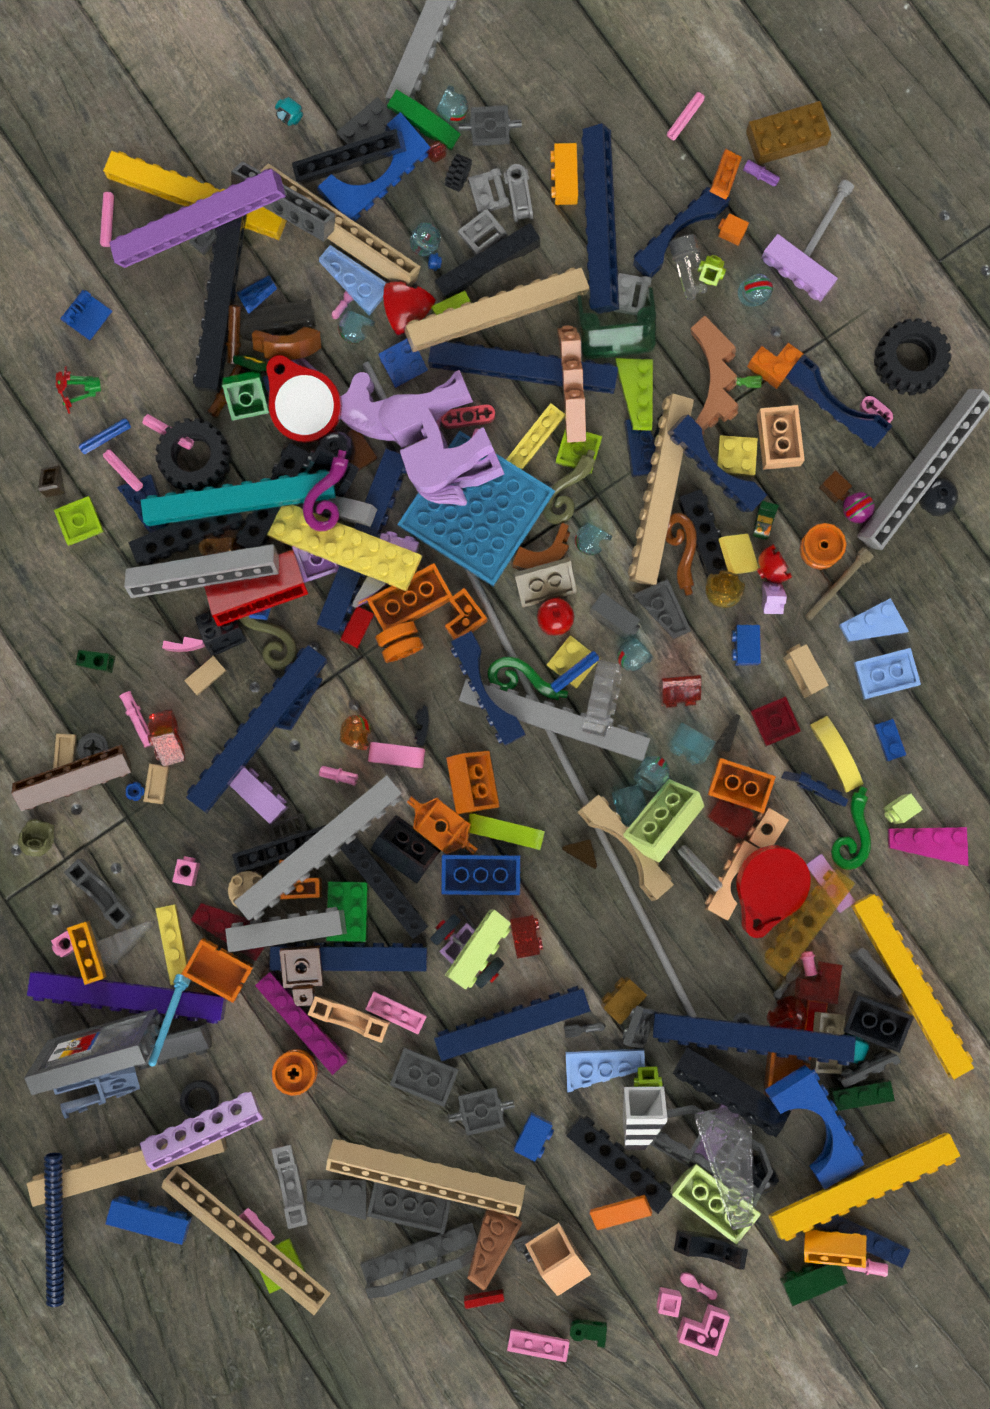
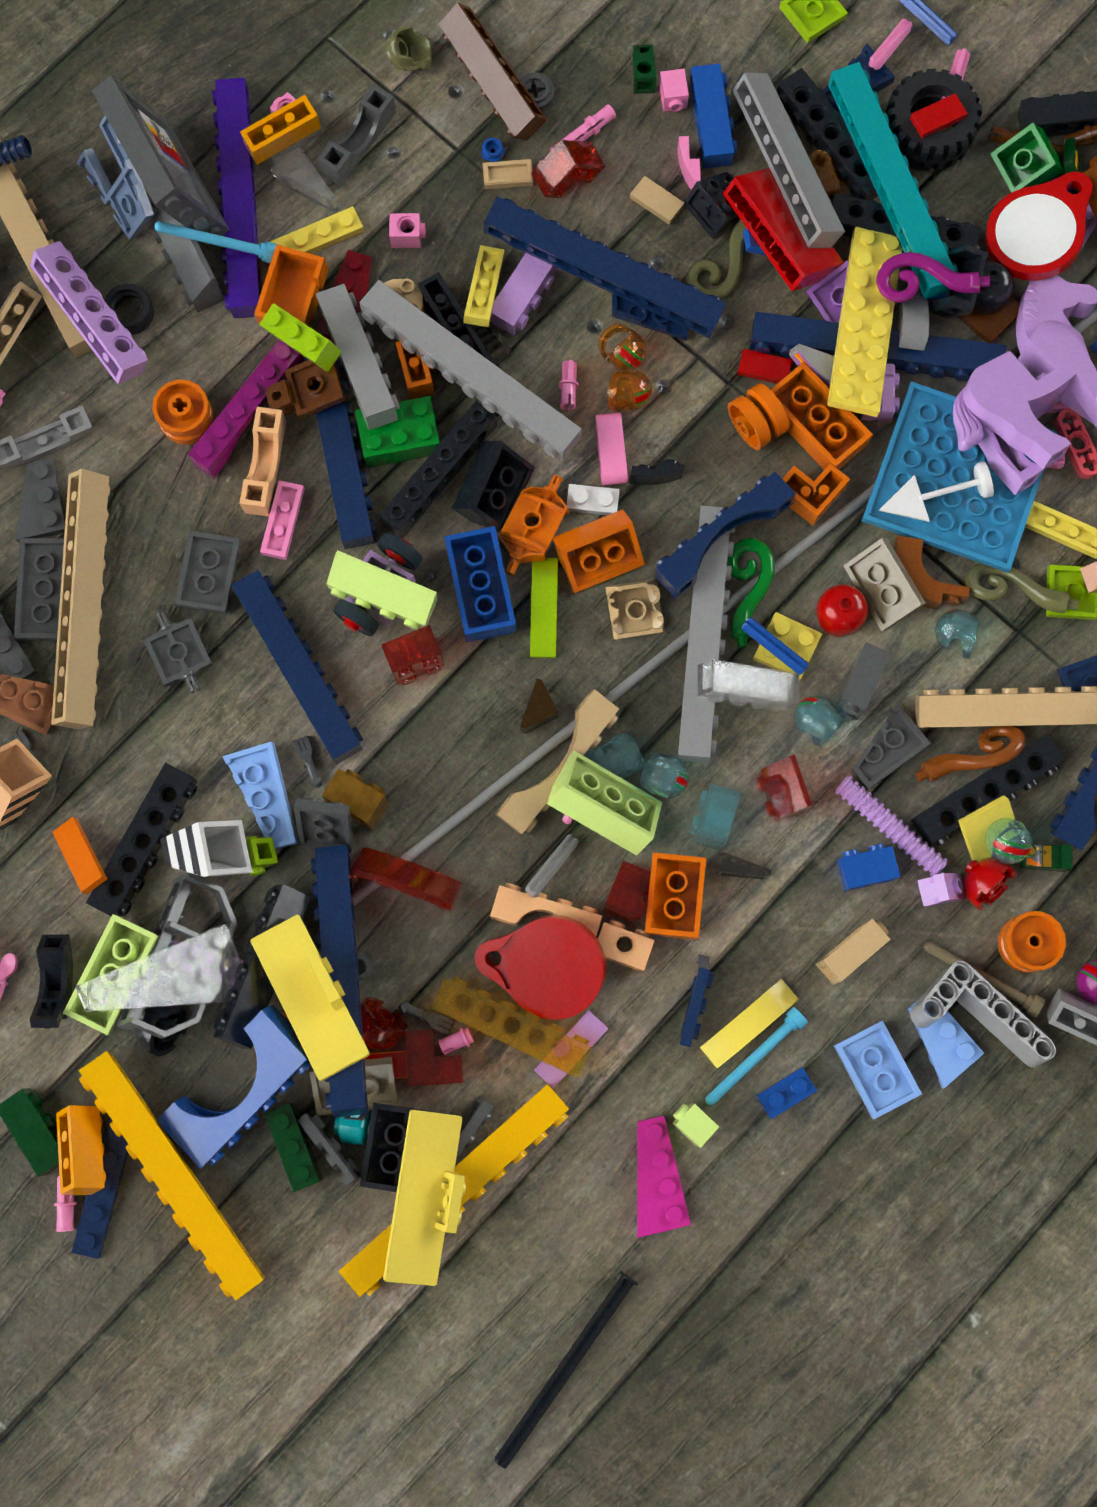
camera: 75 degrees right, 5 degrees down
(64, 749) = (526, 60): tan tile -> none
(120, 642) = (673, 90): none -> bright pink brick
(148, 618) = (712, 116): none -> blue brick
(198, 452) = (938, 116): none -> red tile
(248, 822) = (484, 286): none -> light yellow plate
(265, 971) = (300, 337): none -> lime brick
(326, 726) = (628, 353): none -> clear orange helmet
(431, 777) = (592, 499): none -> white plate
(489, 549) = (909, 500): none -> white piece
(521, 765) = (635, 609): none -> tan slope
(533, 1137) = (156, 724): blue brick -> none
(687, 975) = (406, 878): none -> clear red windscreen
(719, 622) = (891, 826): none -> lavender piece
(724, 589) = (936, 812): clear yellow cylinder -> none
(751, 544) = (1008, 841): none -> clear light blue helmet
(767, 1061) = (310, 997): none -> light yellow bracket
(775, 721) = (773, 928): dark red plate -> none
(842, 723) = (793, 1021): none -> medium azure piece
(857, 809) = (679, 1066): green plant -> none
(861, 591) = (984, 1010): none -> light grey beam
(918, 1007) = (425, 1198): none -> light yellow bracket

